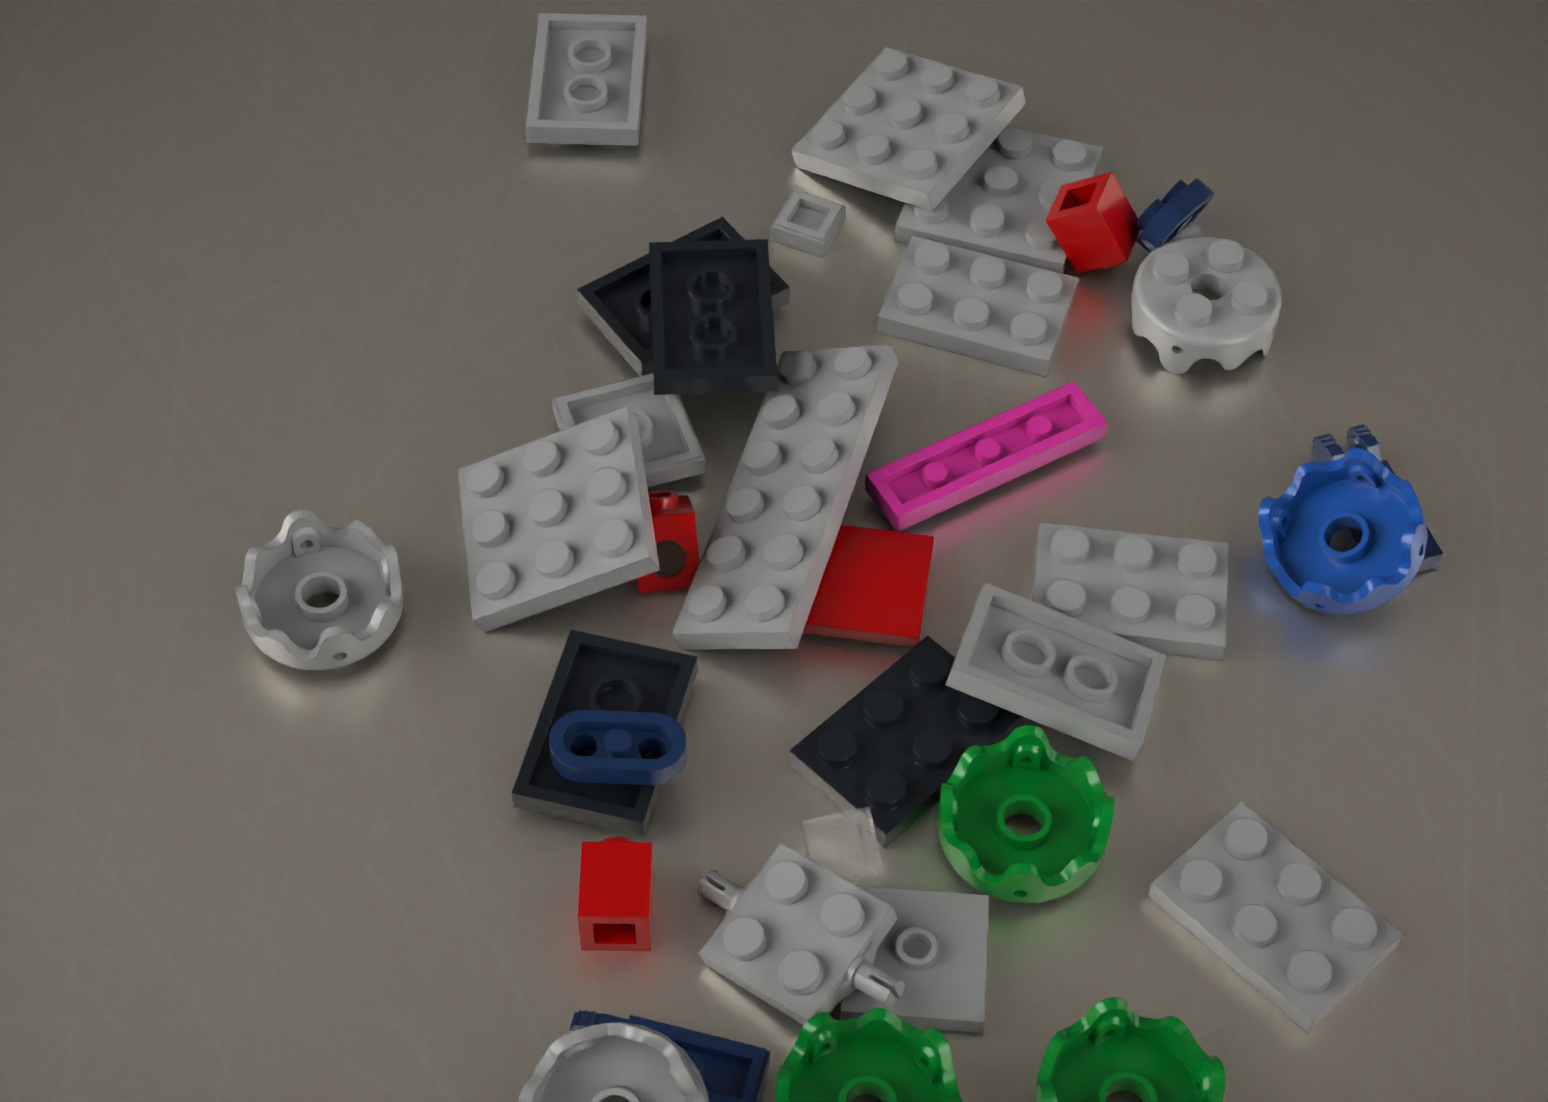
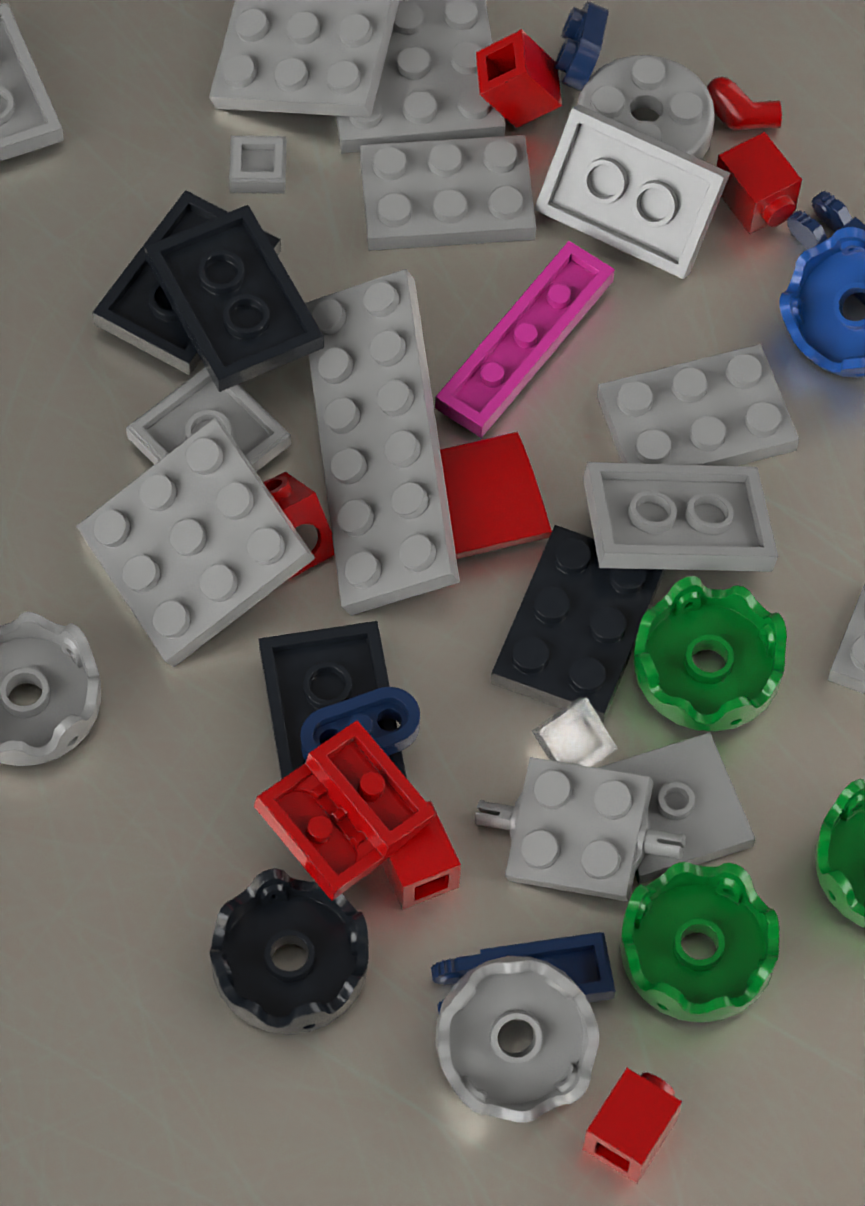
camera: 25 degrees left, 10 degrees up
(425, 898) = (279, 913): none -> black plate
(554, 814) = (344, 810): none -> red slope
(1158, 355) = (631, 191): none -> plate
(1295, 394) = (760, 184): none -> red brick
(1309, 327) = (737, 109): none -> red arm

